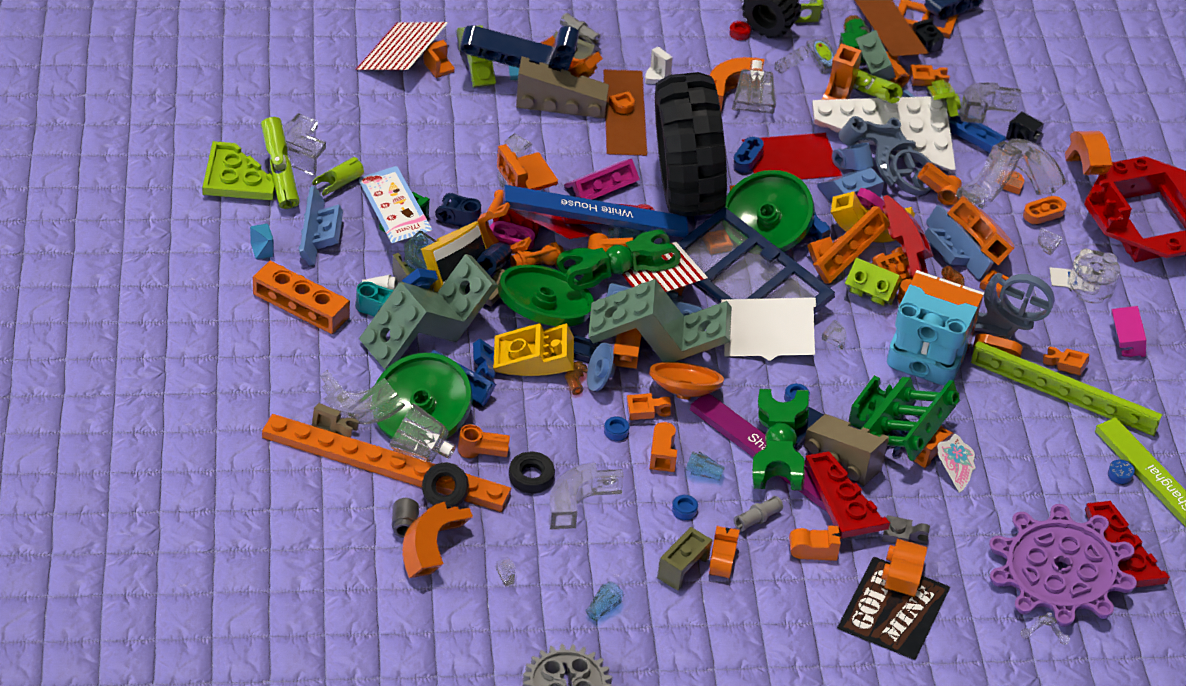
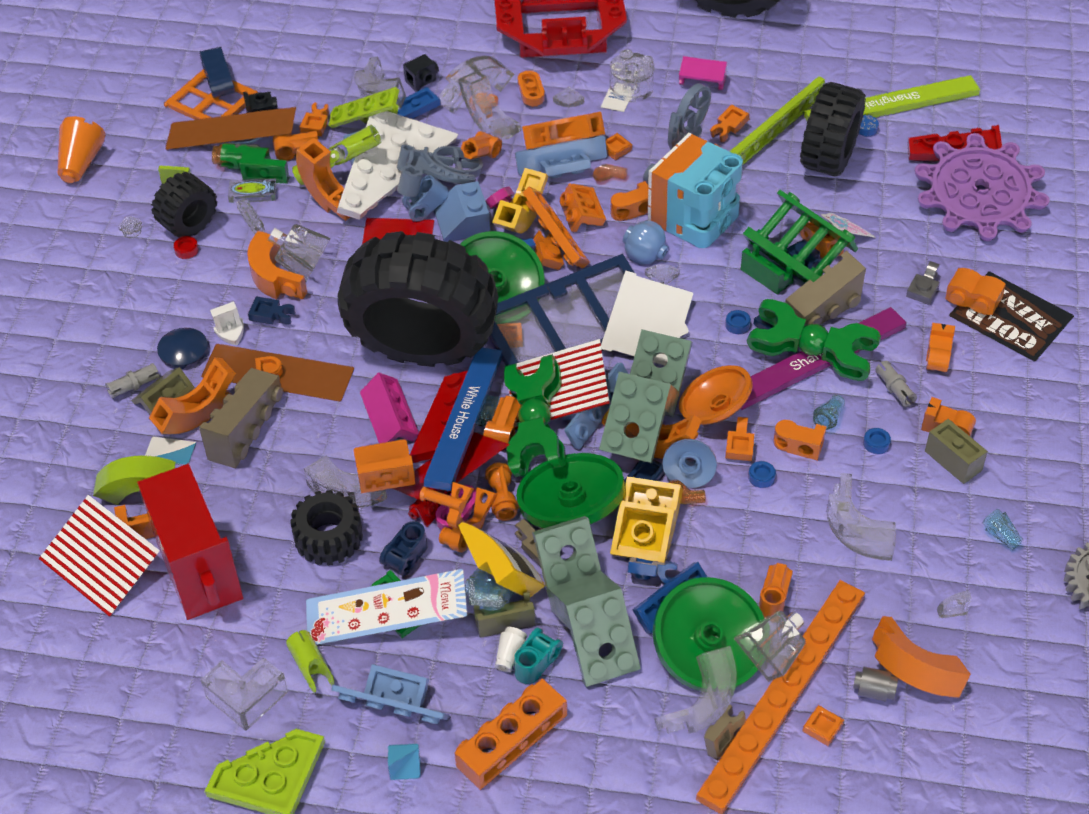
camera: 70 degrees left, 5 degrees up
(277, 148) = (264, 710): lime piece -> none
(359, 491) = (823, 725): none -> orange tile
(411, 74) = (189, 542): none -> red container
(421, 278) = (543, 598): blue plate -> none
(438, 471) = (853, 631): black tyre -> none
(464, 160) = (324, 510): none -> black tyre
(495, 257) = (503, 526): dark blue axle -> none
(509, 49) = (184, 428): dark blue beam -> none
(528, 484) = (817, 573): black tyre -> none
(627, 50) = (182, 347): none -> dark blue dish
(843, 498) = (901, 312): red wing -> none
(867, 314) = (645, 242): none -> medium blue plant
(873, 281) = (607, 225): lime brick -> none
(875, 56) = (286, 140): sand green brick -> none
(909, 234) = (559, 177): red slope -> none
(1046, 620) = (1045, 213): clear piece -> none
(1068, 395) = (832, 128): none -> black tyre
(1092, 150) = (484, 22): orange arch -> none

